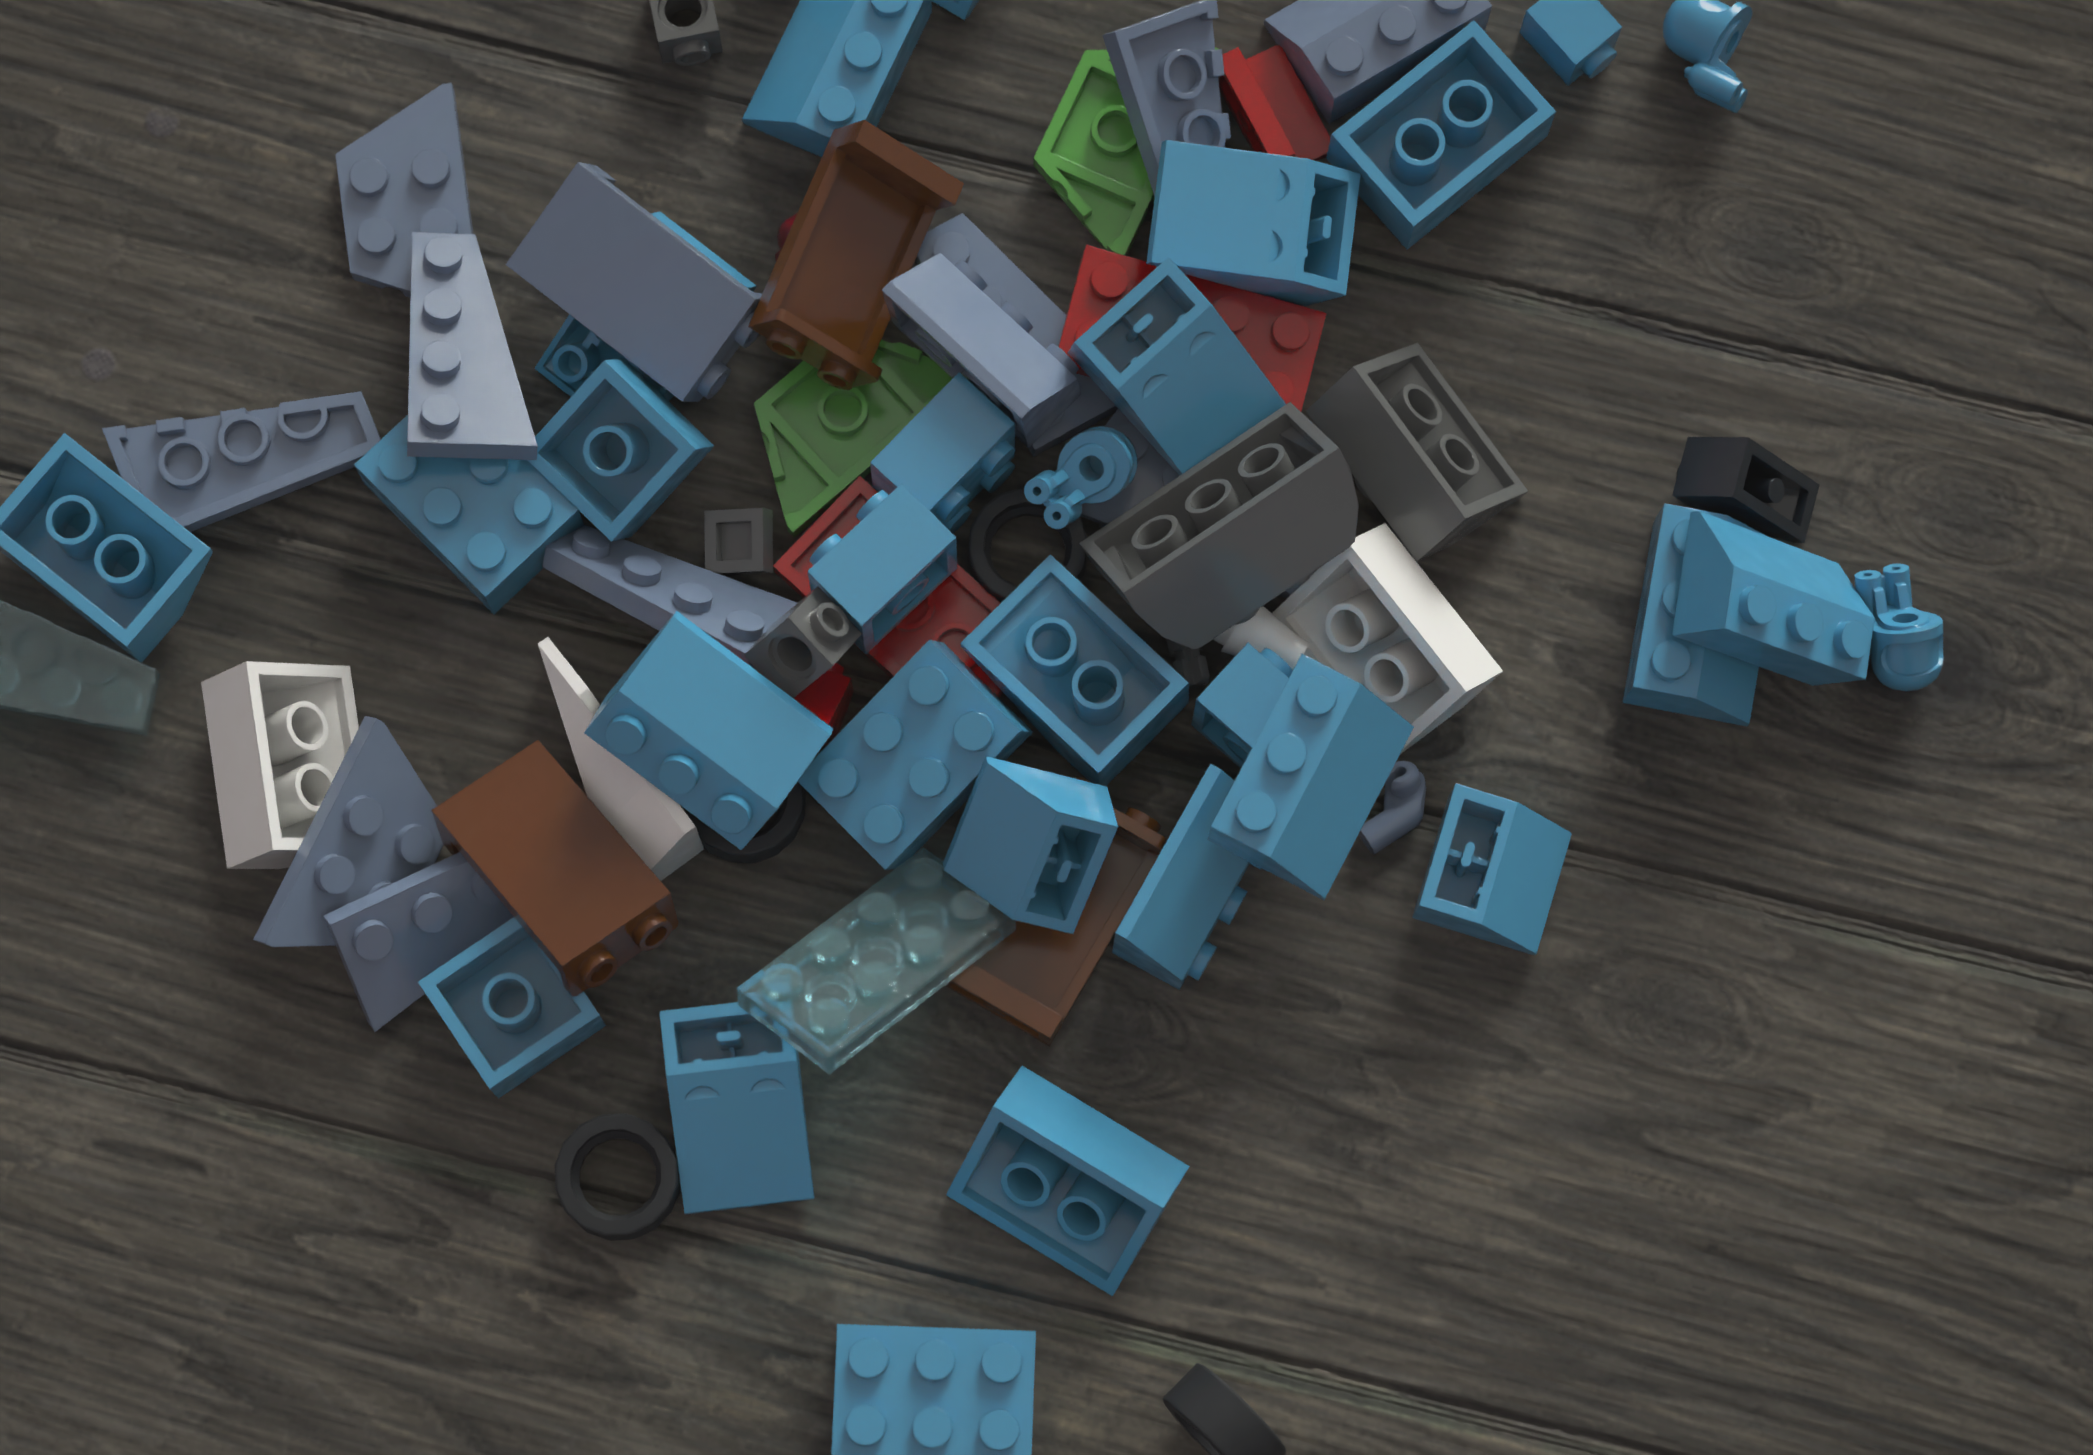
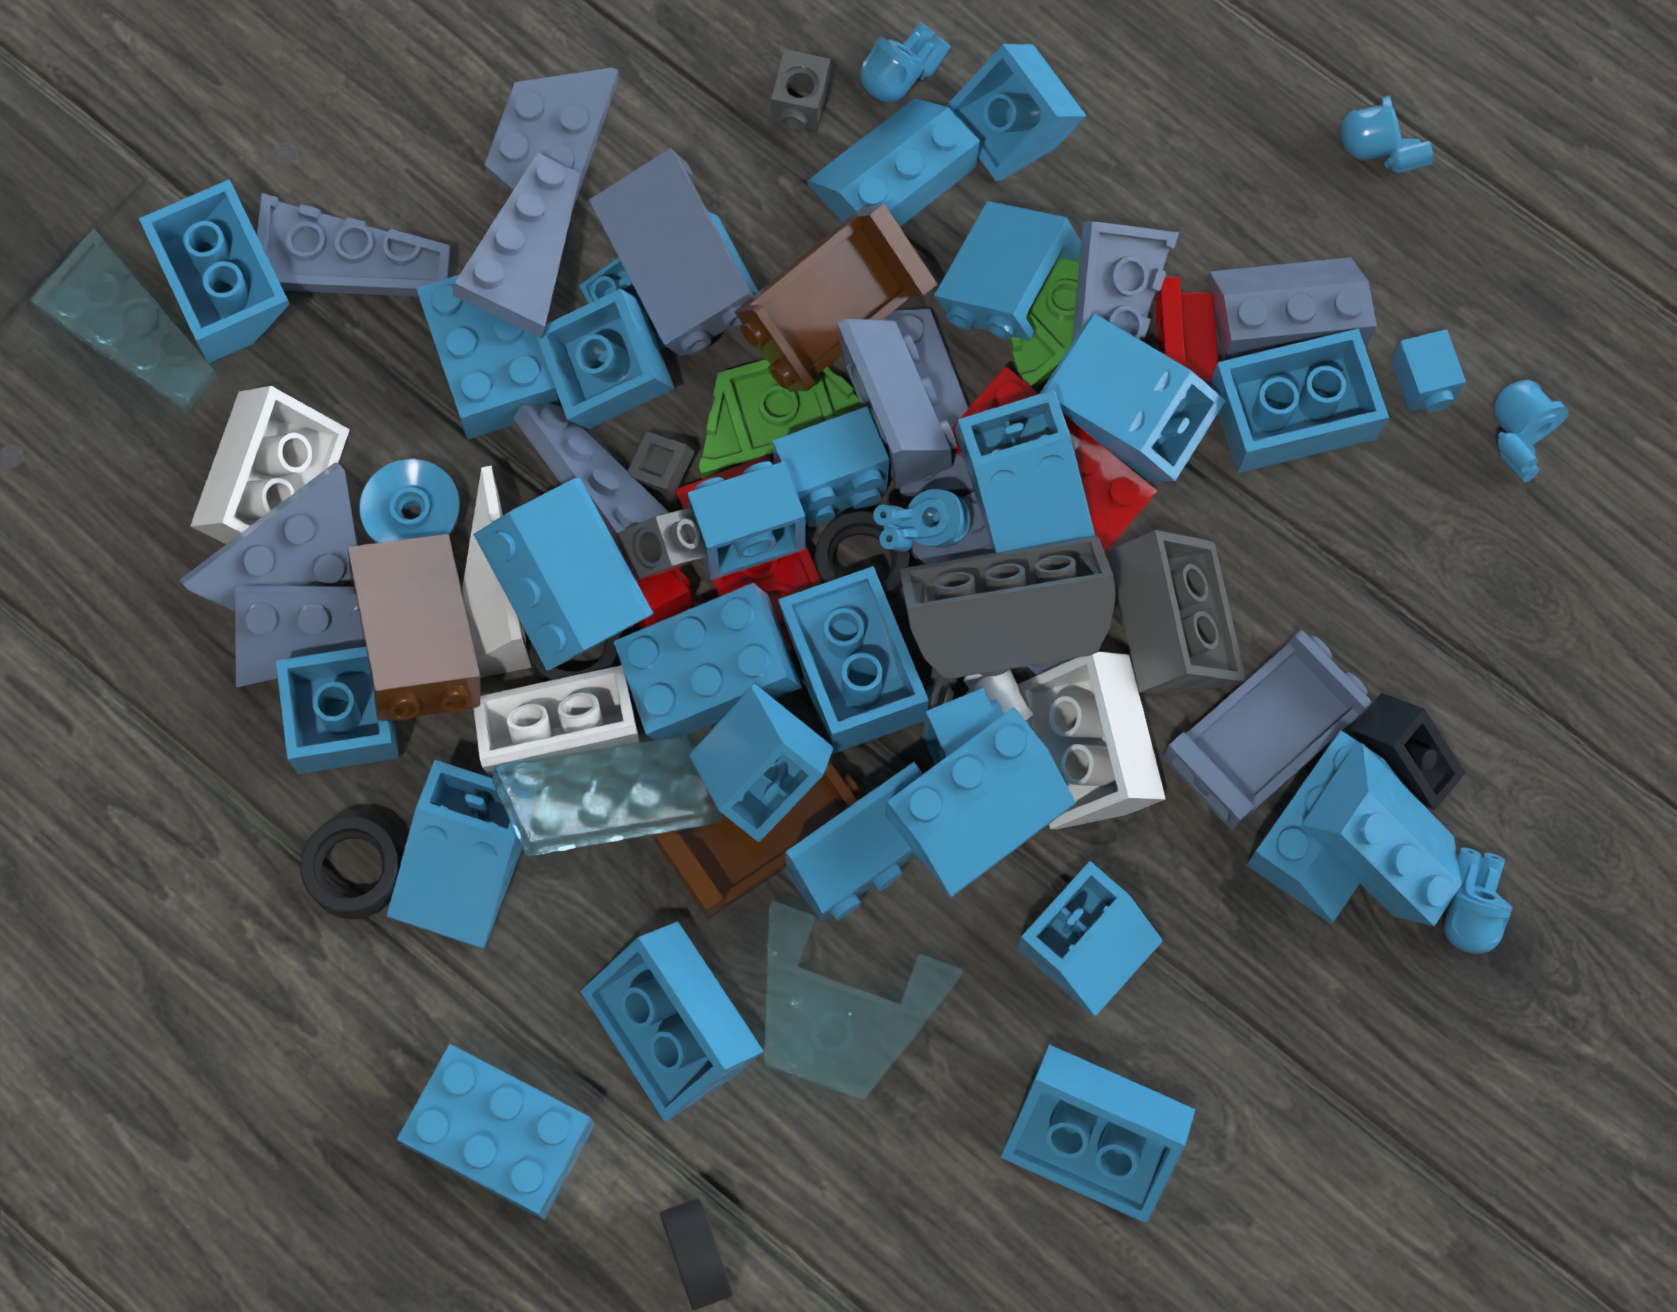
camera: 25 degrees right, 5 degrees down
(462, 697) = (408, 485): none -> dark azure dish
(772, 898) = (555, 718): none -> white slope
(1031, 128) = (1004, 269): none -> dark azure panel
(1255, 1105) = (833, 1030): none -> clear light blue wing
(1402, 808) = (1046, 865): sand blue arm -> none
(1578, 536) = (1268, 729): none -> sand blue panel
(1601, 1083) = (1098, 1134): none -> dark azure slope

